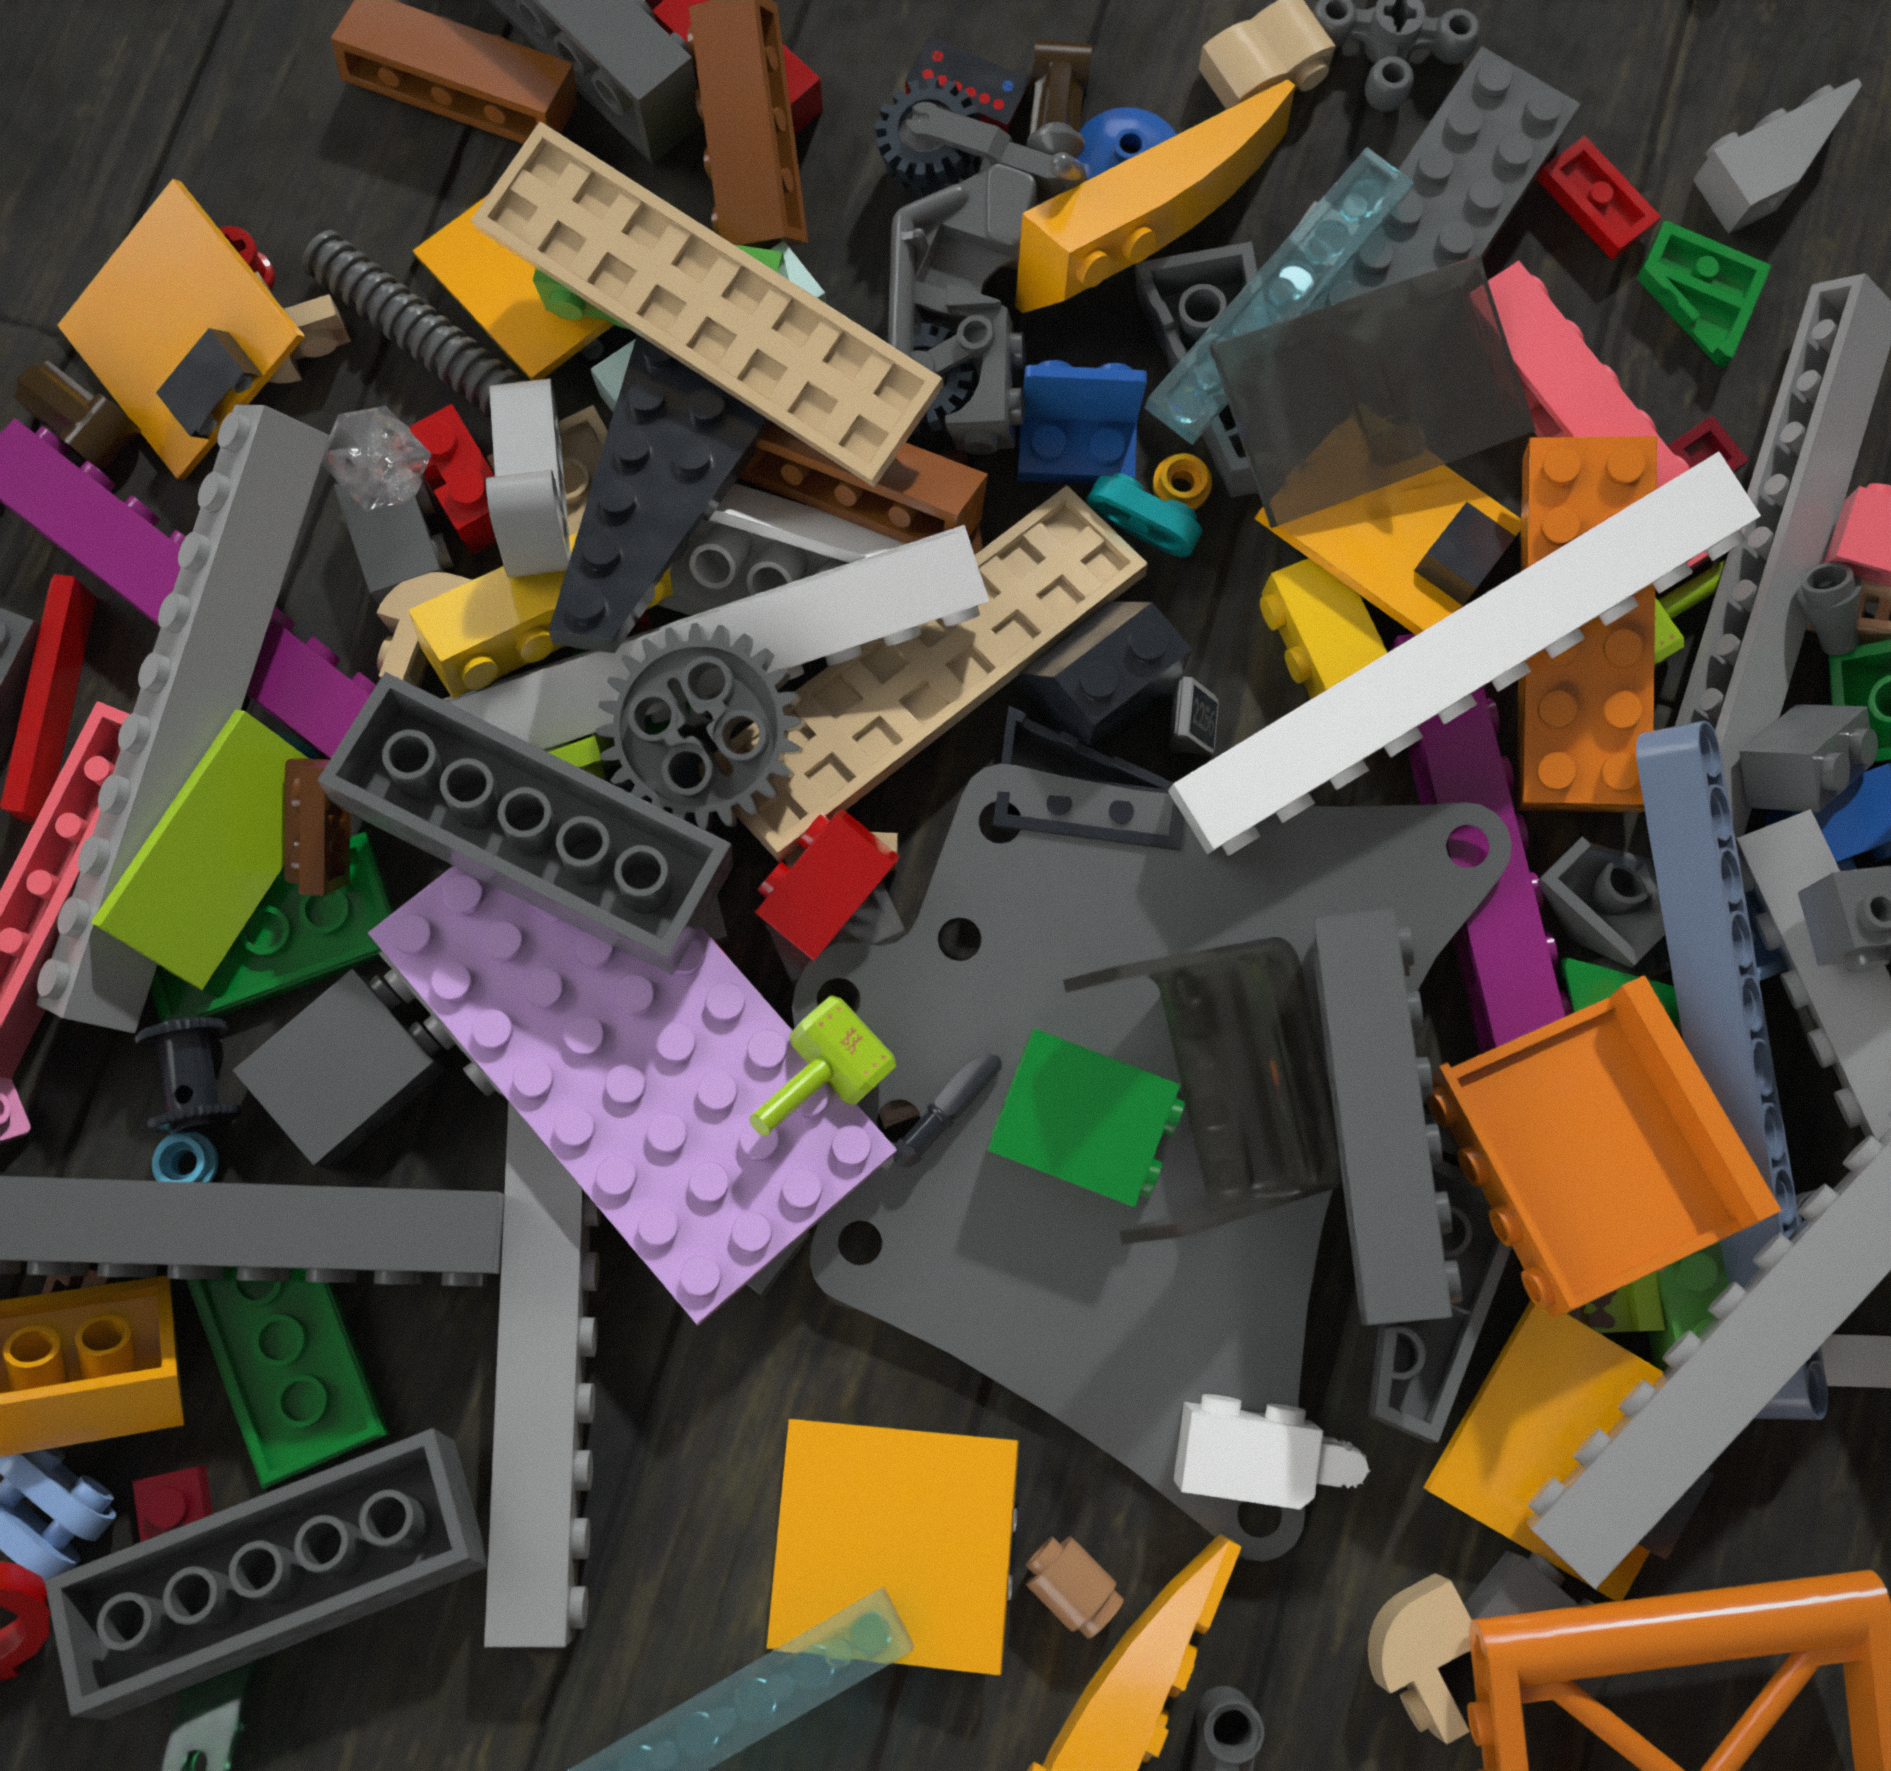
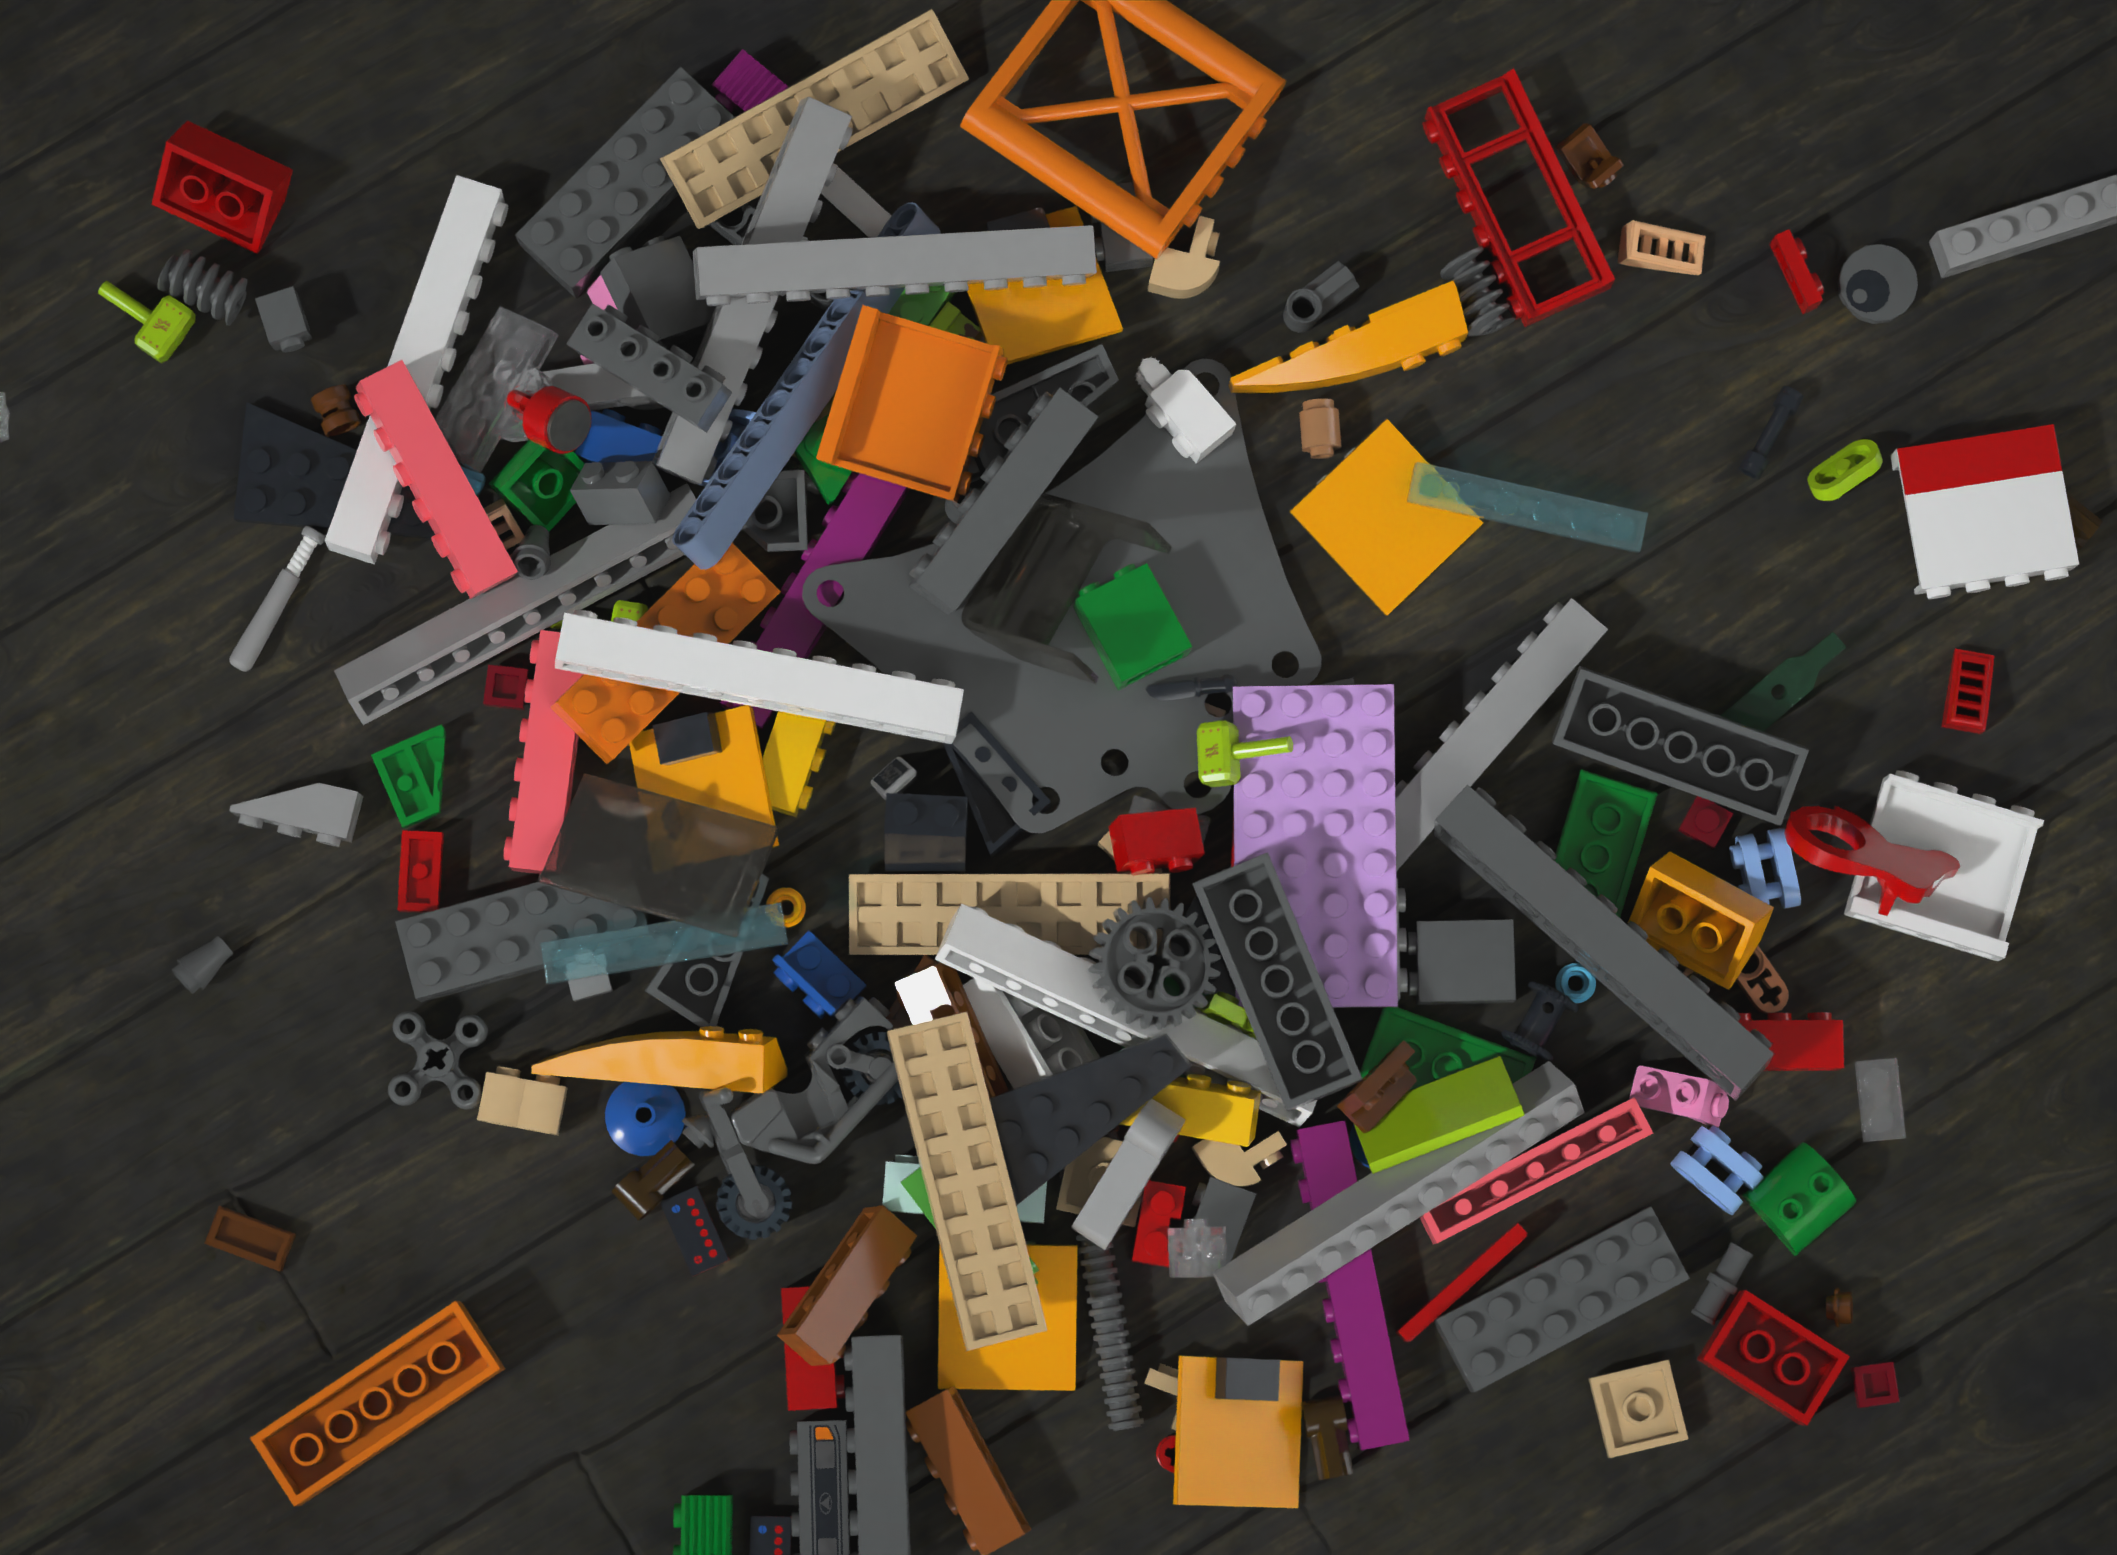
camera: 135 degrees left, 5 degrees up
(1127, 506) = (815, 889): teal plate -> none

